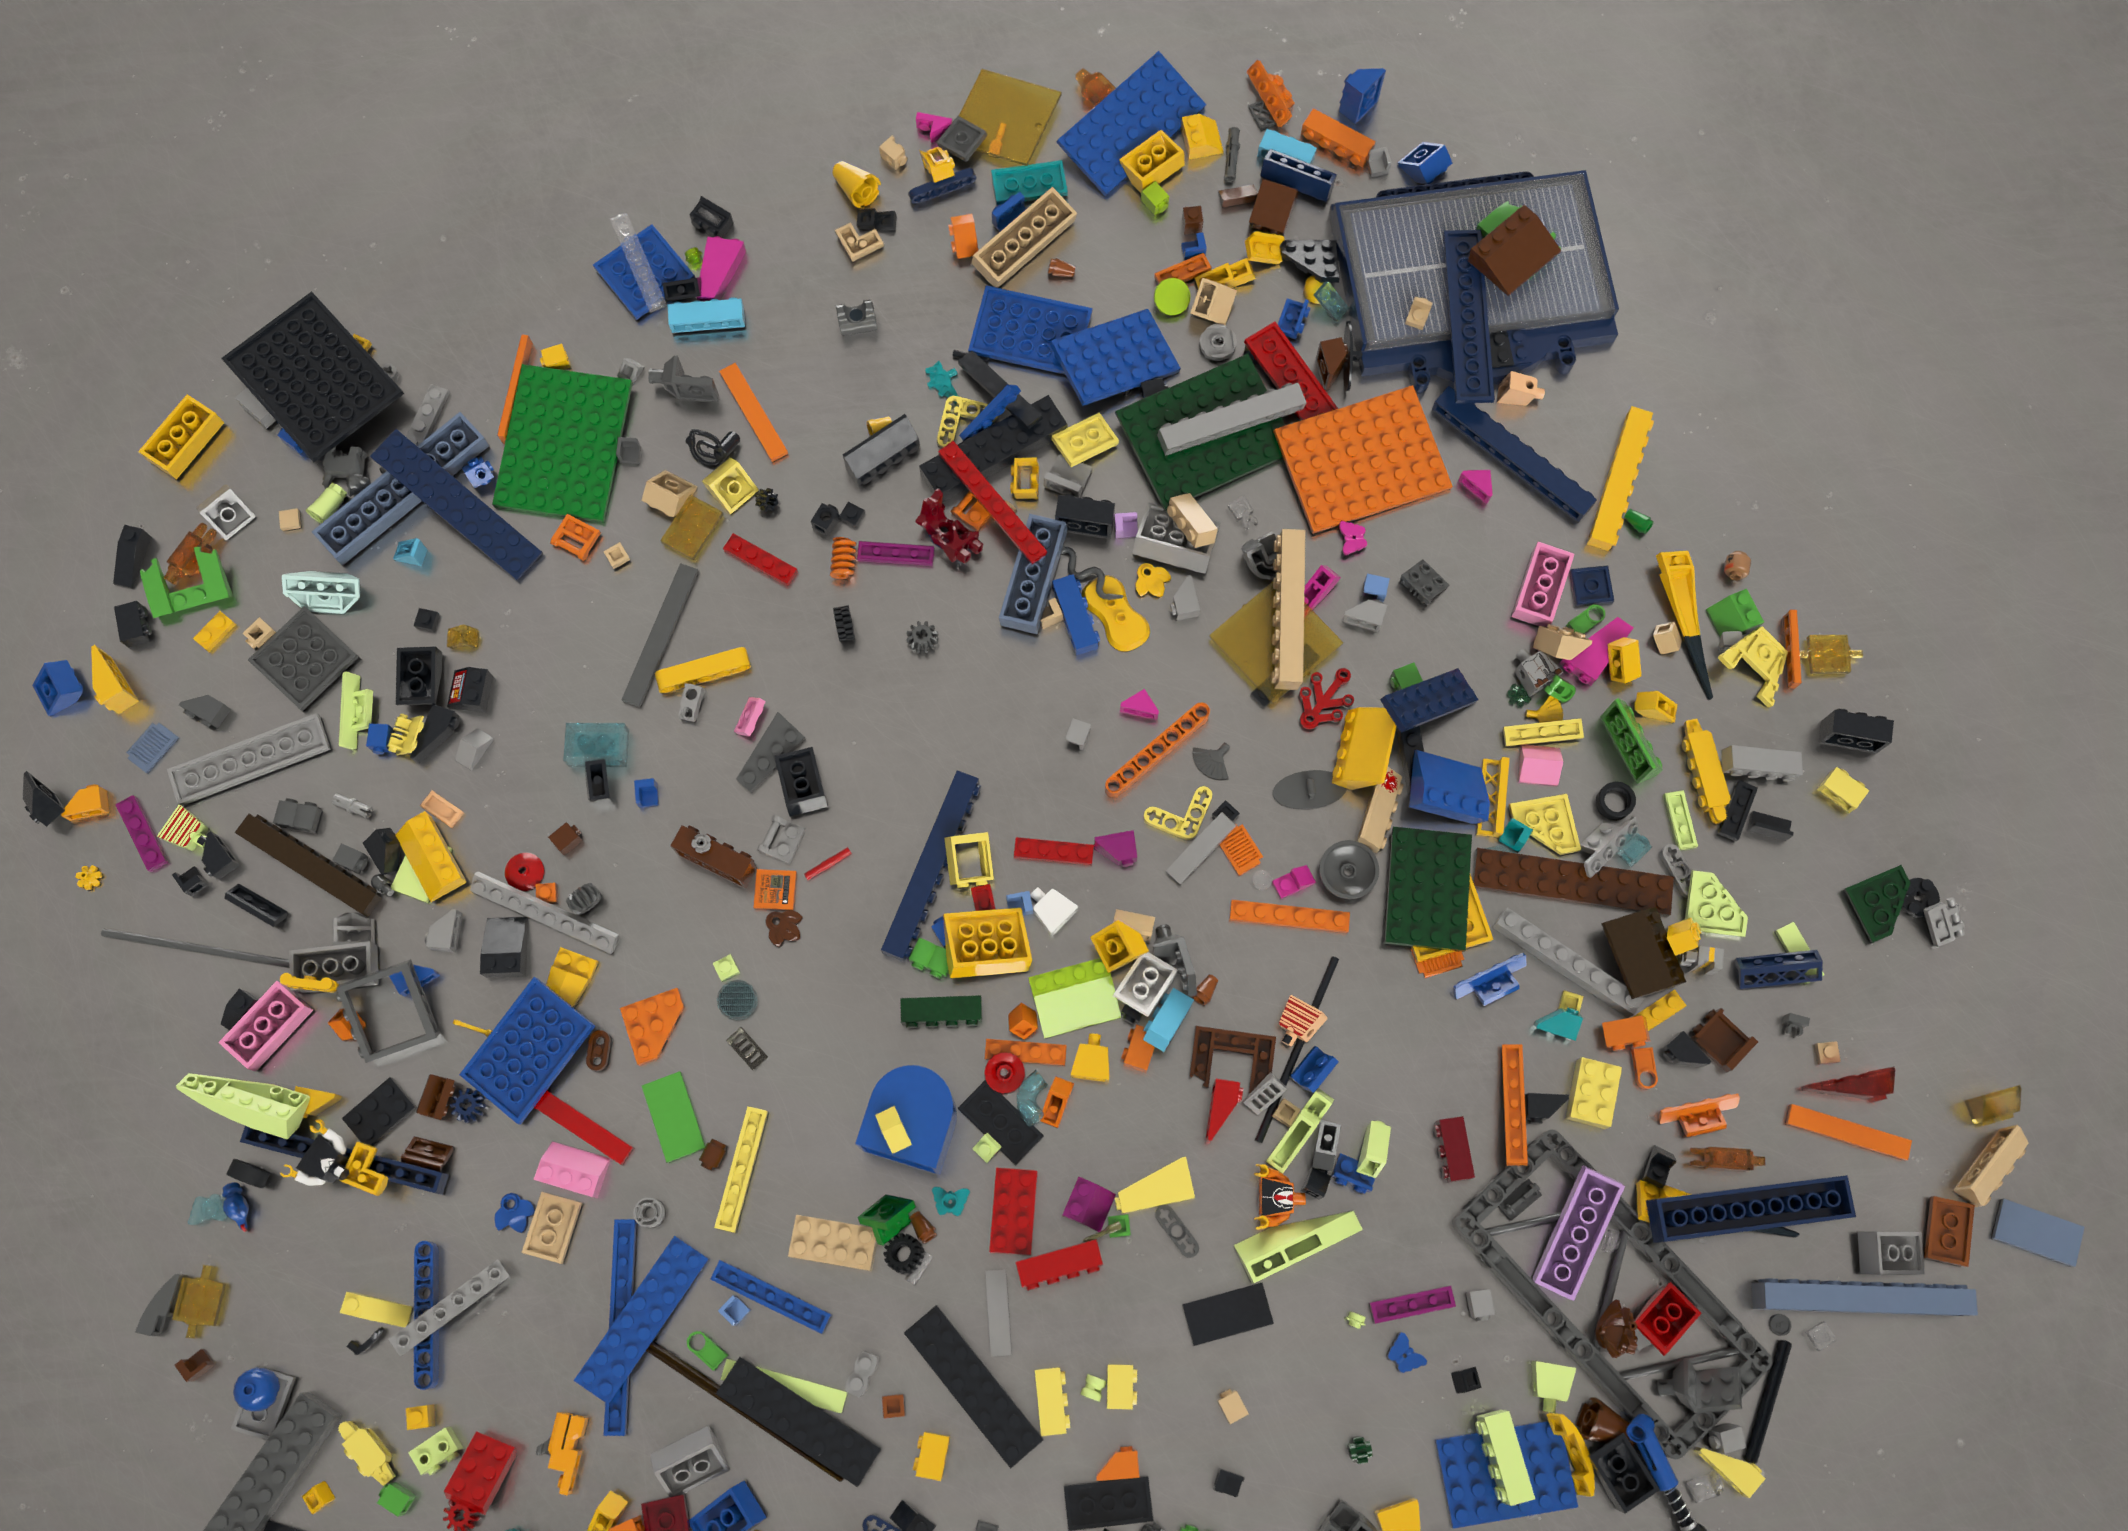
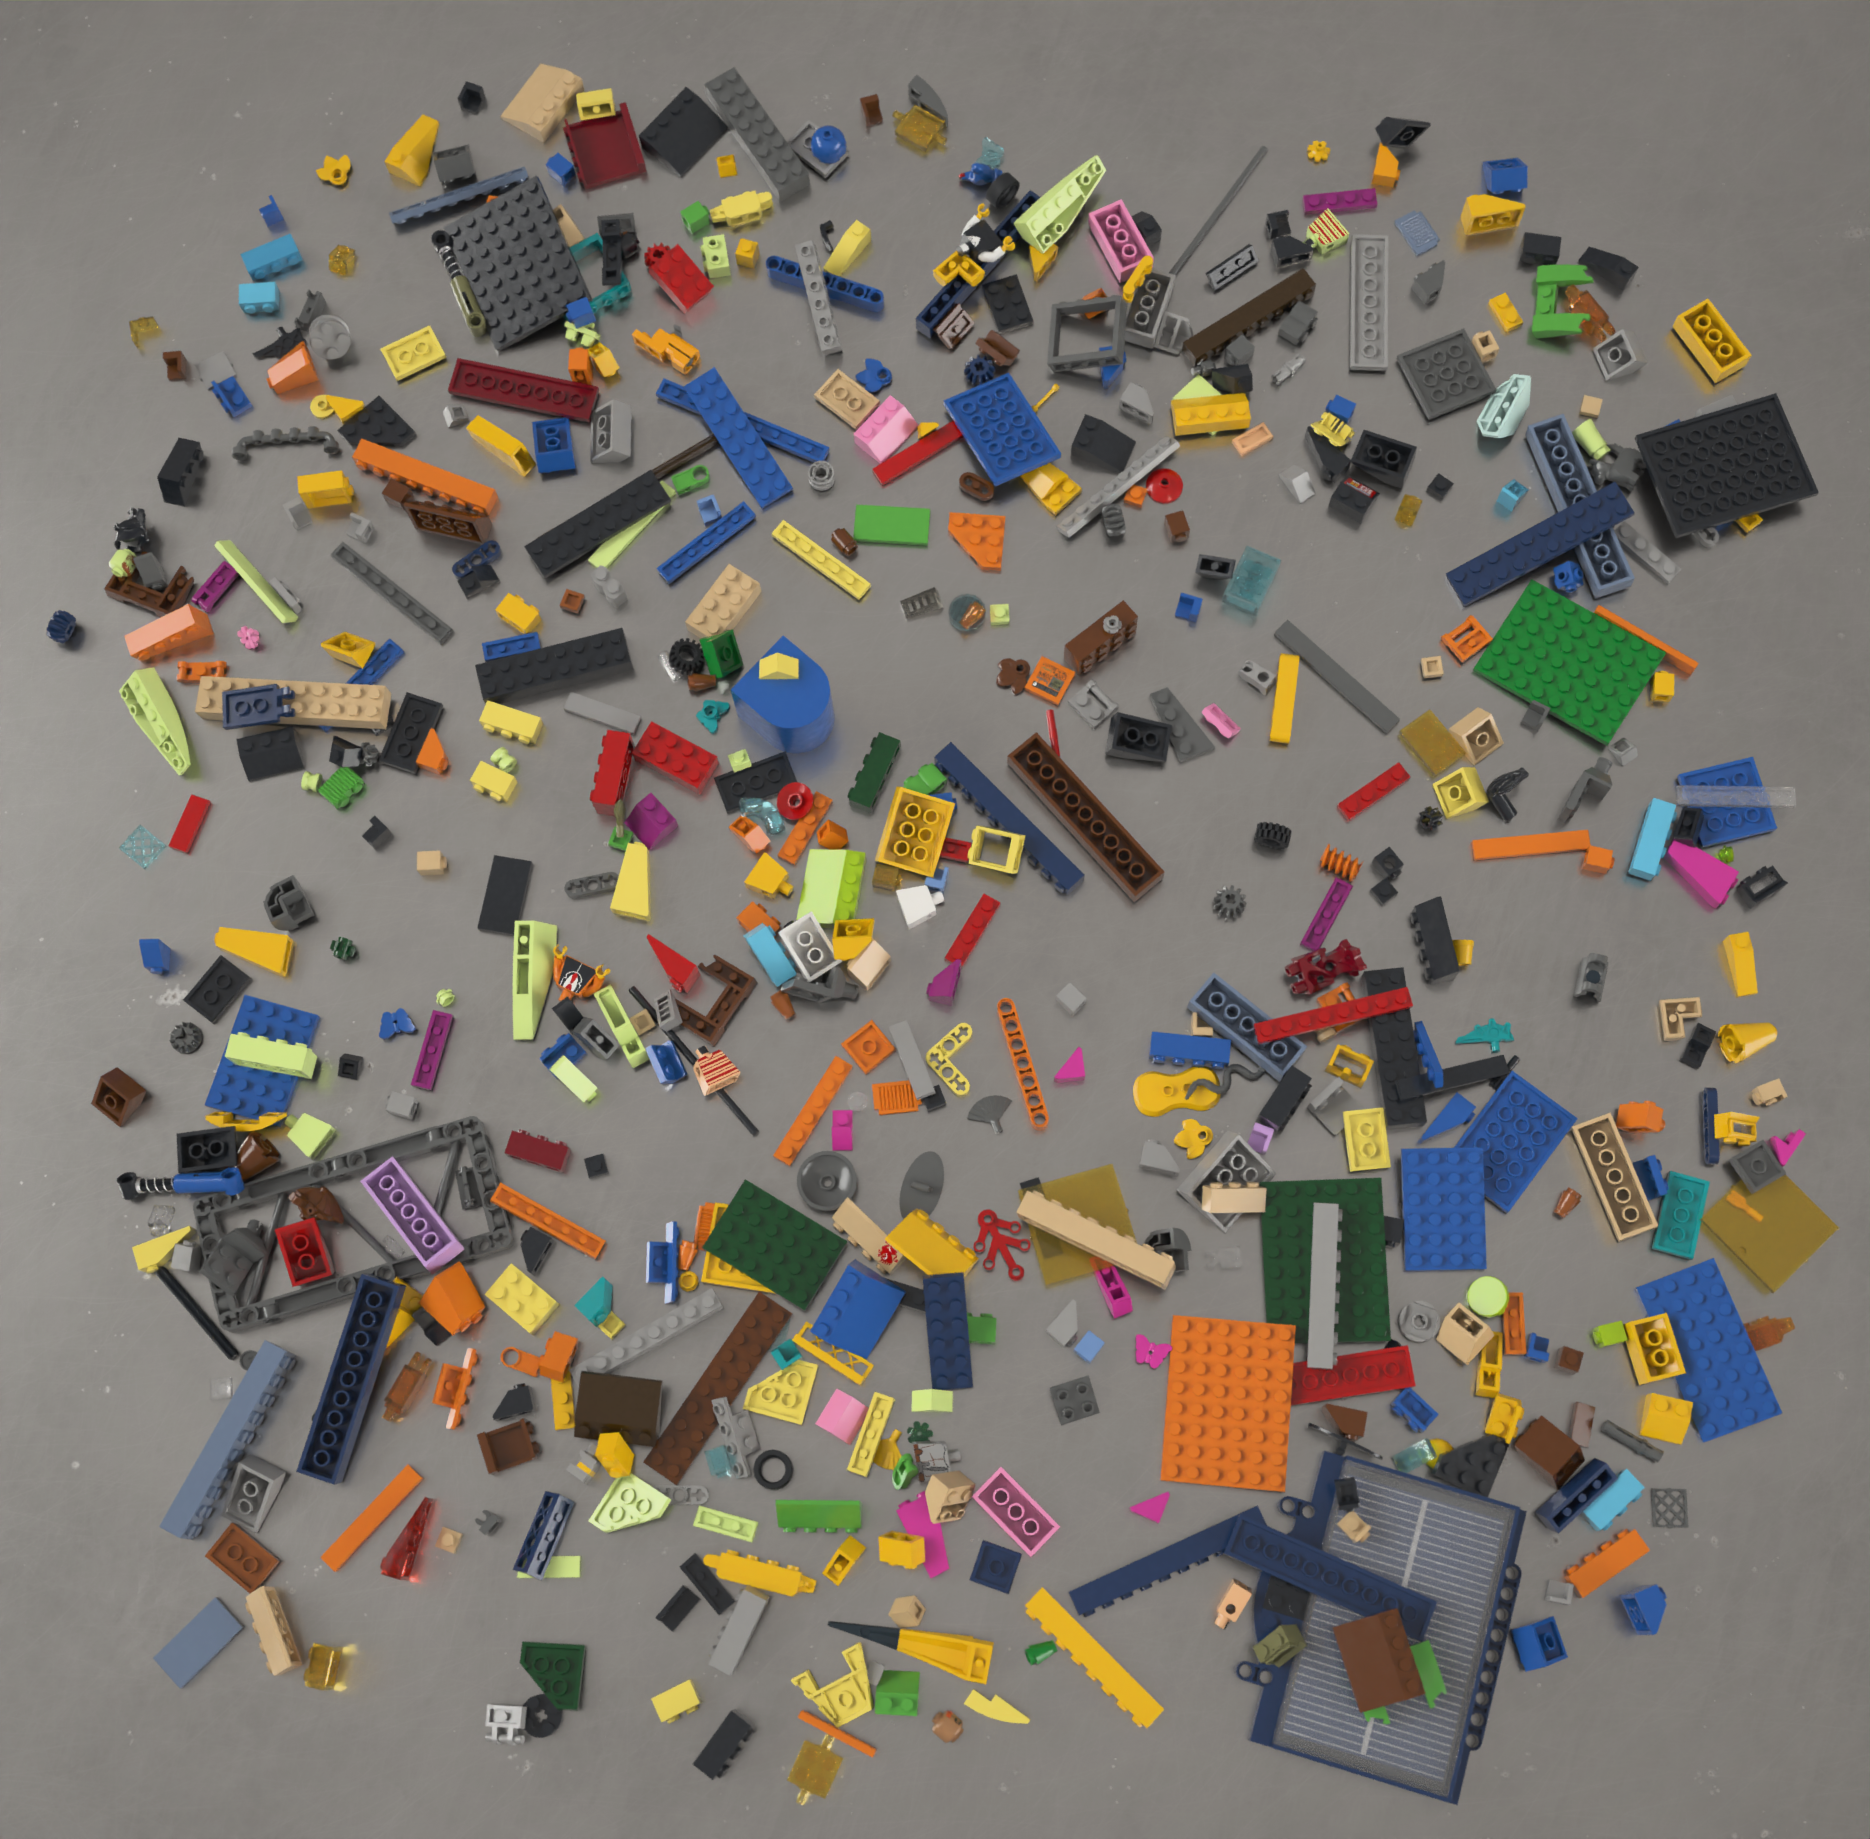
camera: 120 degrees right, 0 degrees up
(355, 710) = (1377, 398): yellowish green bracket -> none
(555, 1129) = (925, 428): none -> yellow slope
(740, 989) = (972, 615): none -> clear orange cone
(744, 352) = (1598, 859): none -> orange brick
(786, 211) = (1741, 963): none -> yellow slope
(899, 795) = (1085, 817): none -> reddish brown brick
(961, 411) = (1448, 1035): light yellow beam -> none
(970, 1444) = (510, 646): none -> blue plate
(1035, 384) = (1452, 1116): none -> blue slope
(1040, 950) = (886, 877): none -> clear yellow brick
(1206, 894) = (868, 1047): none -> orange tile
(1272, 92) = (1689, 1521): orange bracket -> none
(1397, 327) = (1347, 1494): none -> black bracket
(1438, 1089) = (596, 1166): none -> black plate
(1473, 965) = (687, 1252): none -> orange cone
(1489, 696) = (932, 1401): none -> yellowish green slope
(1497, 953) = (688, 1281): none -> yellow plate
(1541, 333) = (1280, 1645): none -> olive window
(1583, 623) = (961, 1536): bright green piece -> none
(1632, 1152) = (453, 1299): none -> orange slope
(1702, 535) = (995, 1709): none -> light yellow slope

